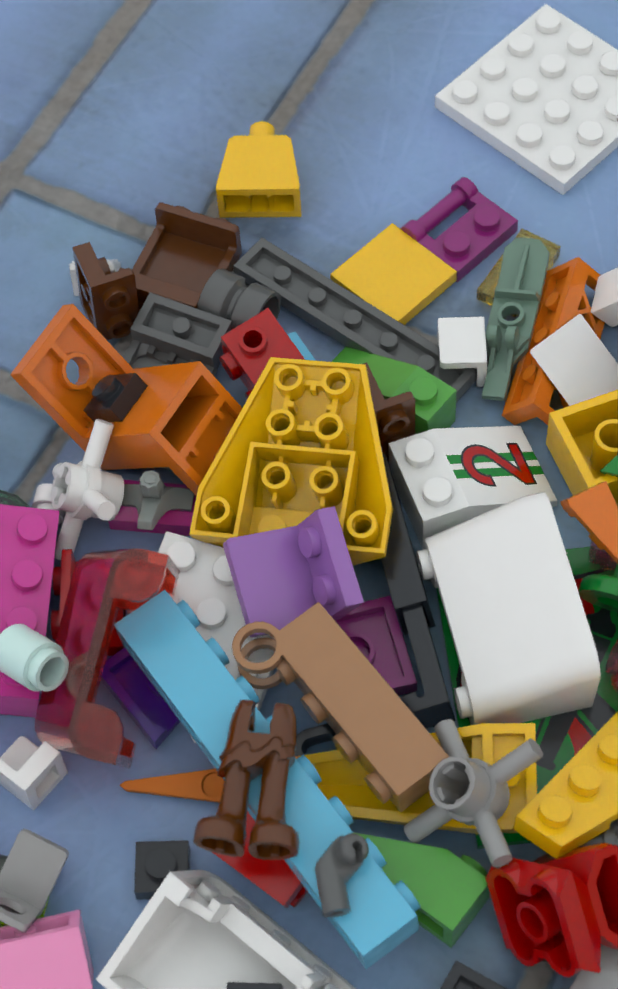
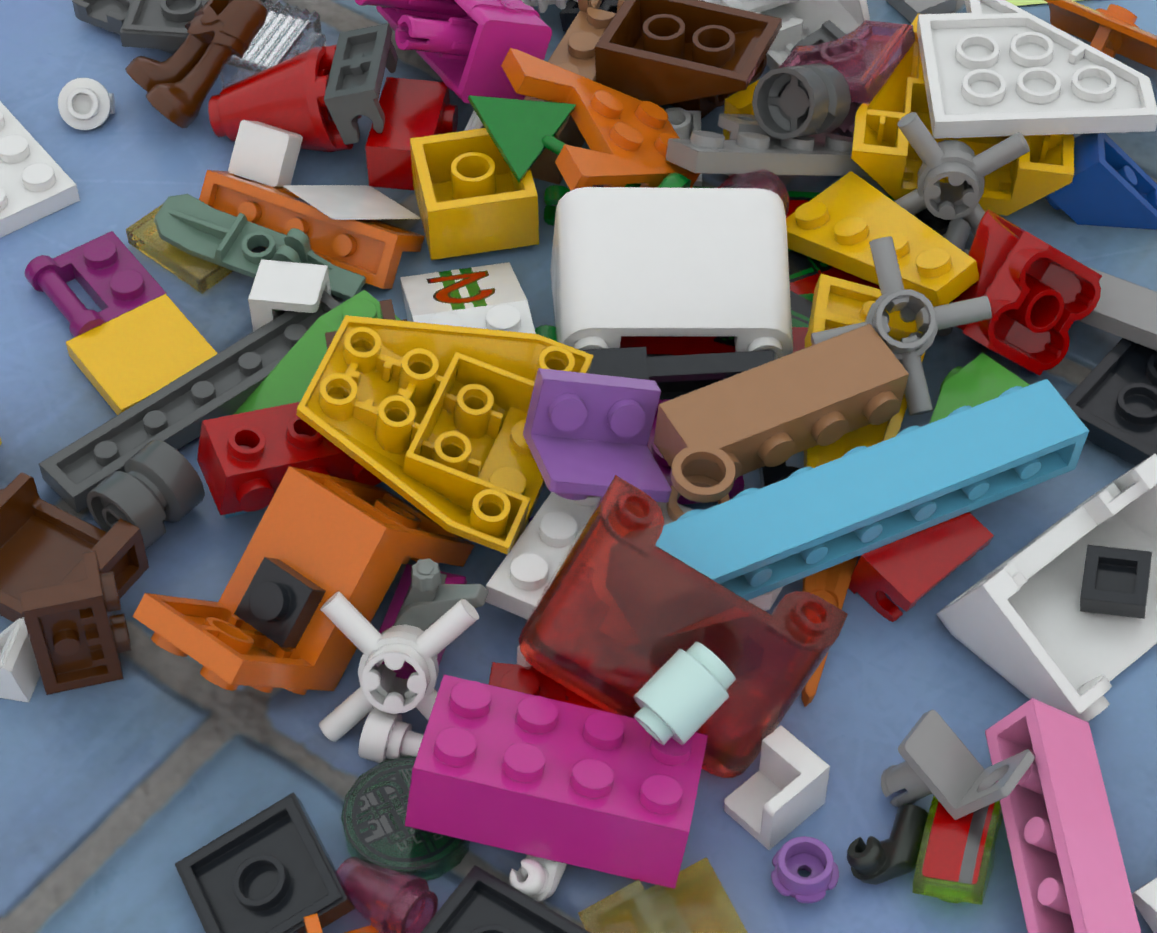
camera: 85 degrees left, 10 degrees down
(154, 863) = (924, 667): black plate -> none
(175, 334) = (177, 554): dark grey slope -> none
(242, 760) = (853, 465): reddish brown piece -> none
(335, 870) = (998, 429): dark grey arm -> none

